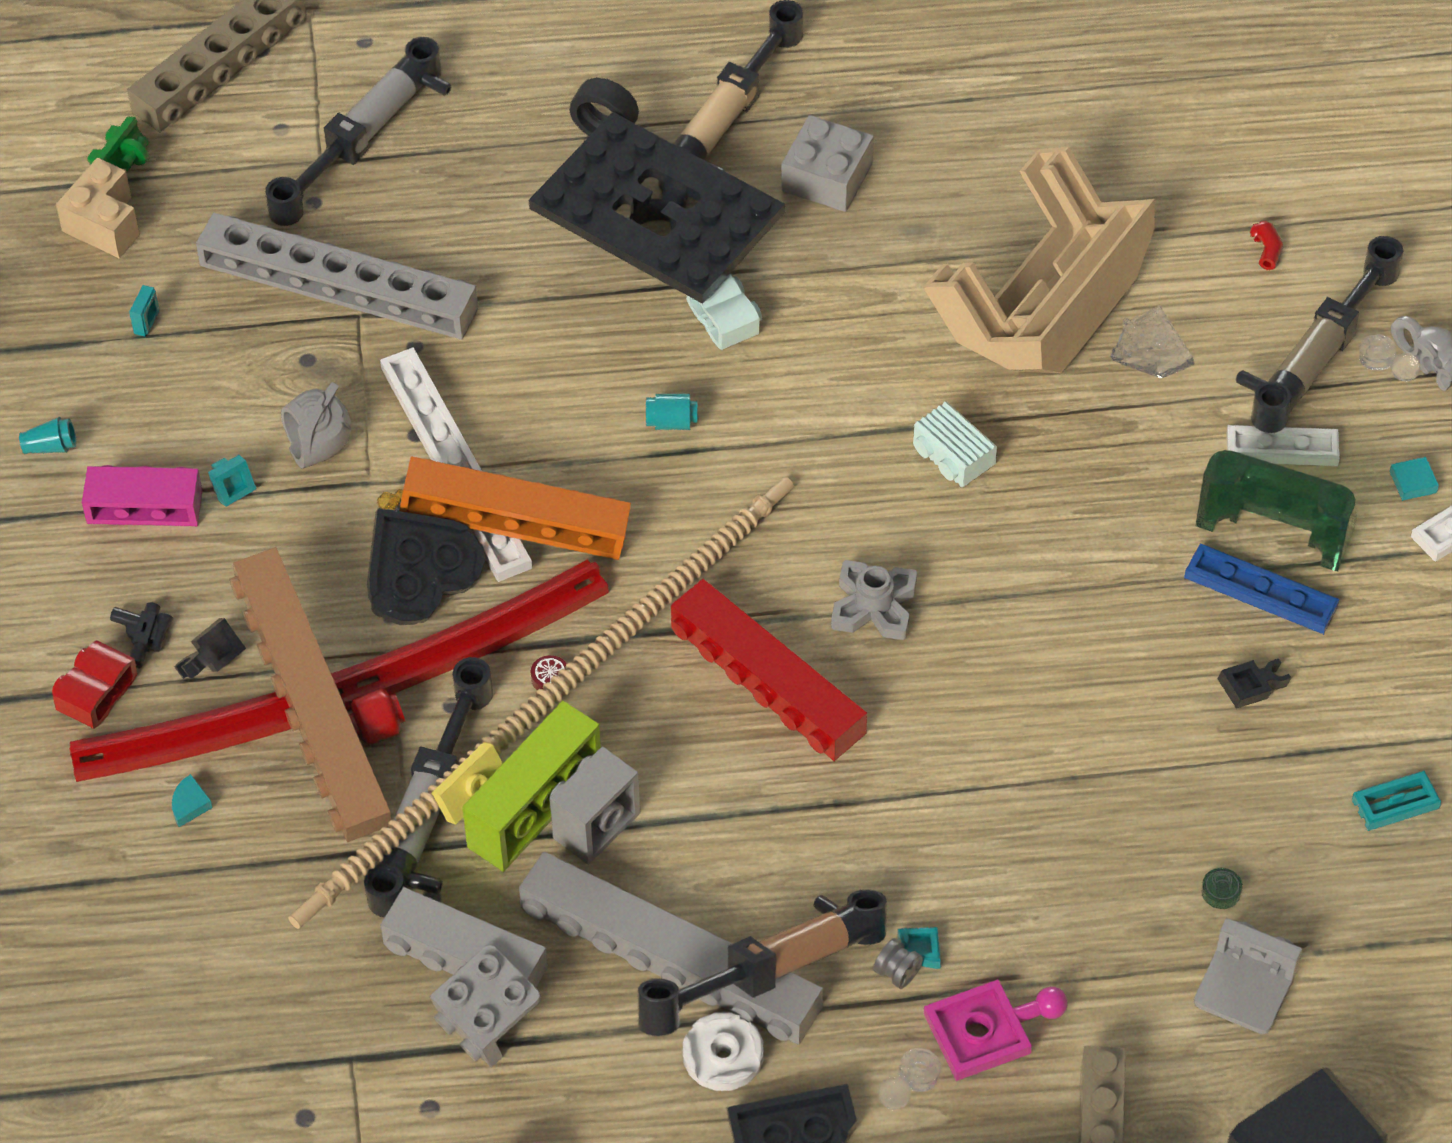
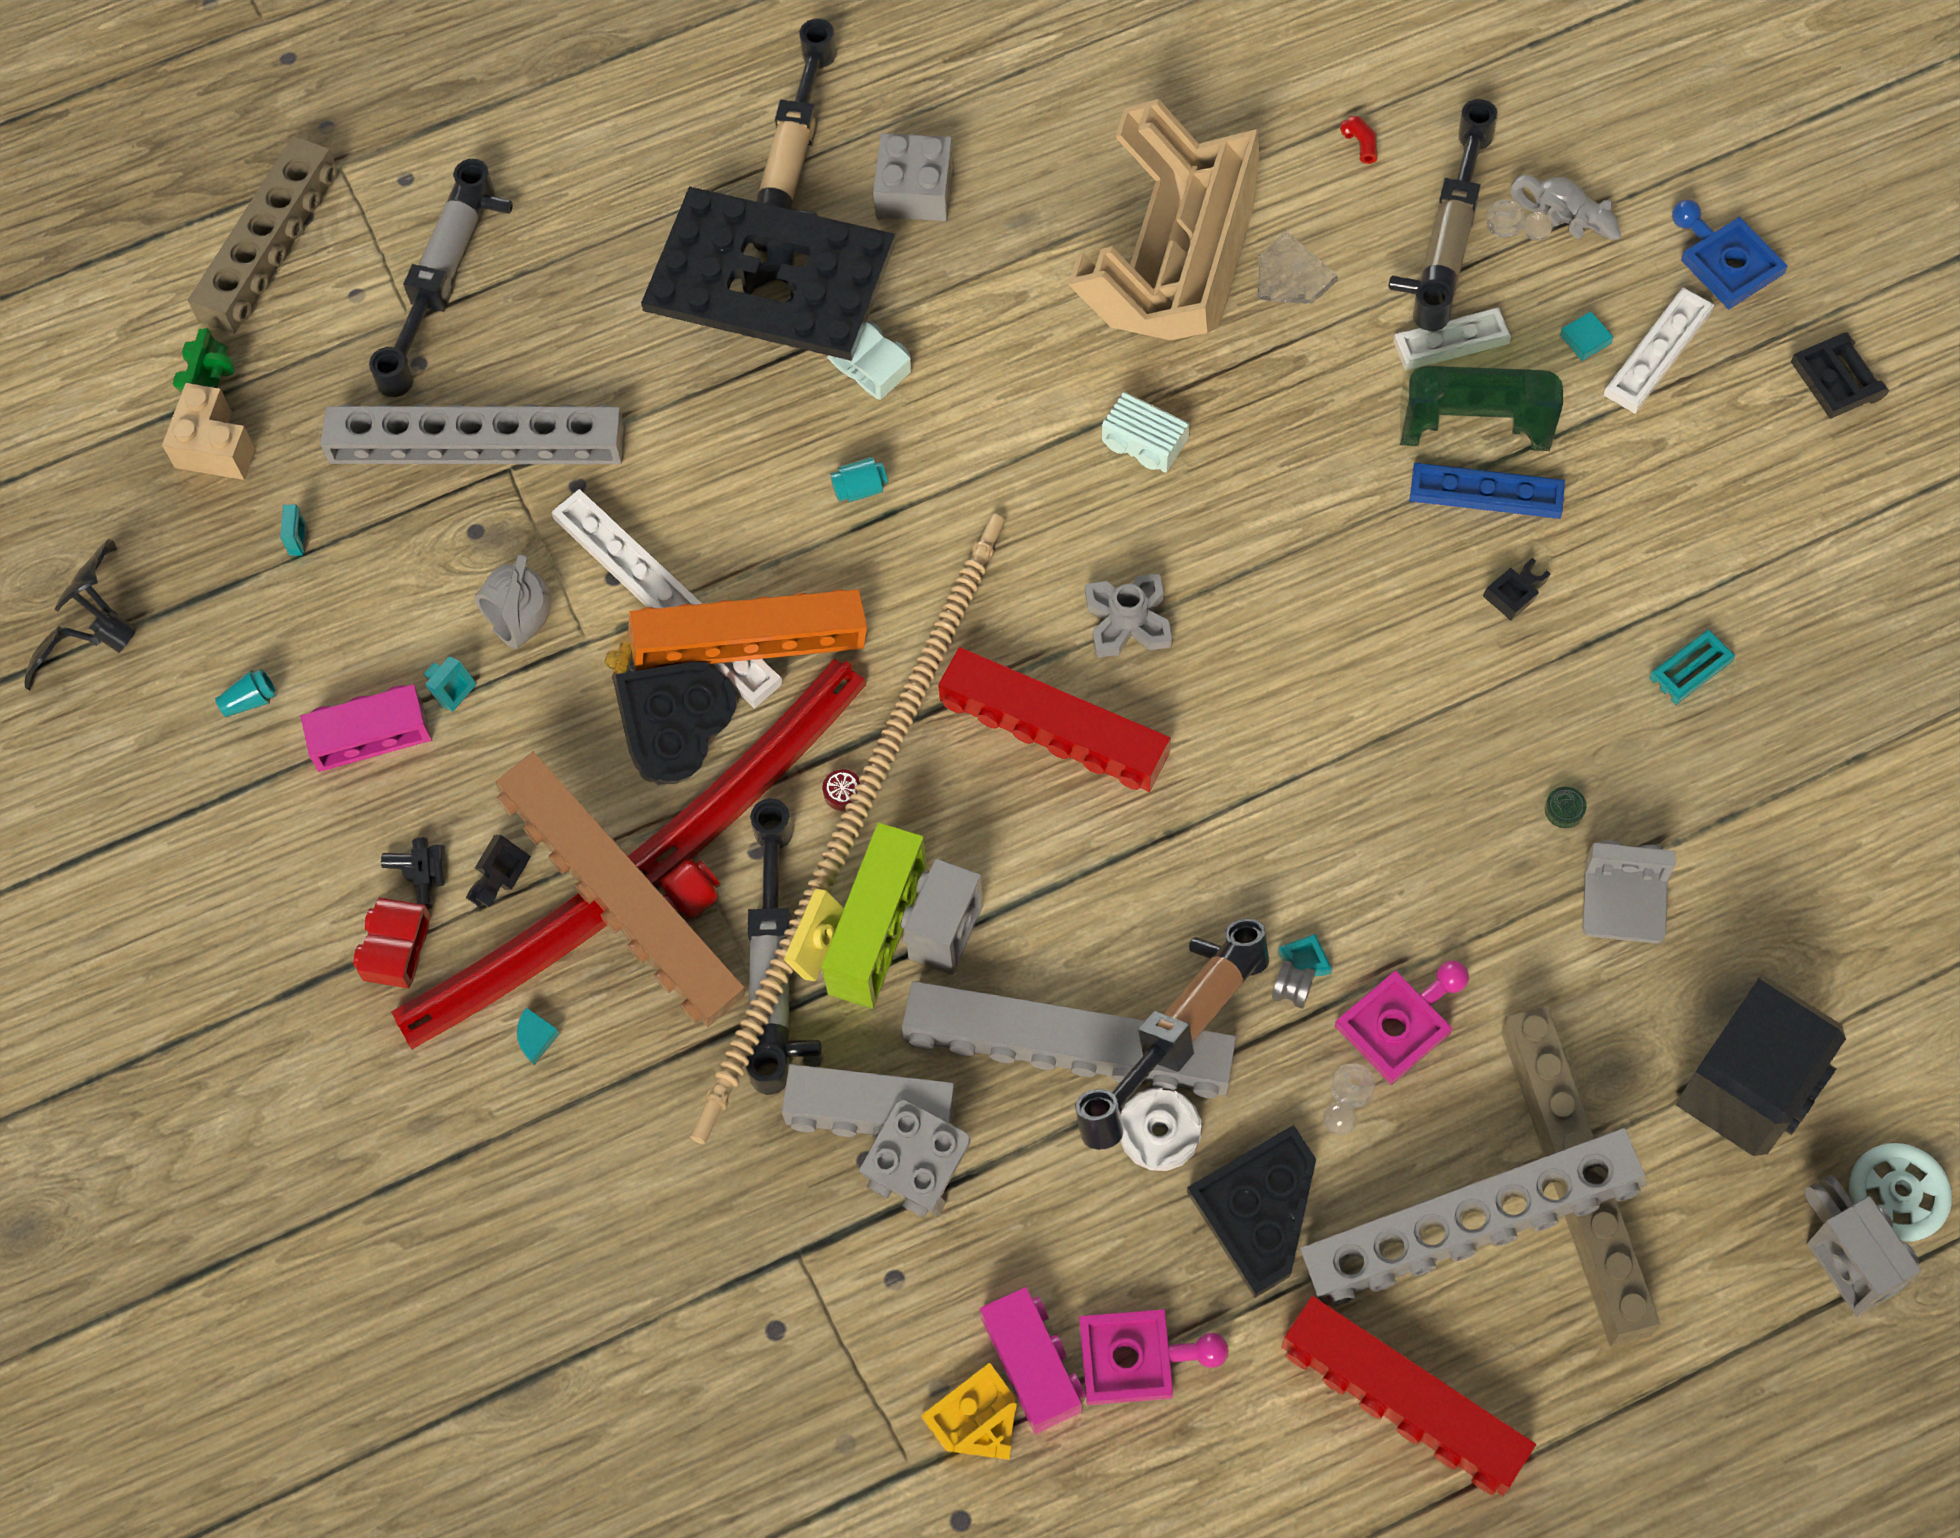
camera: 15 degrees left, 10 degrees up
(605, 93) = (672, 169): black tyre -> none

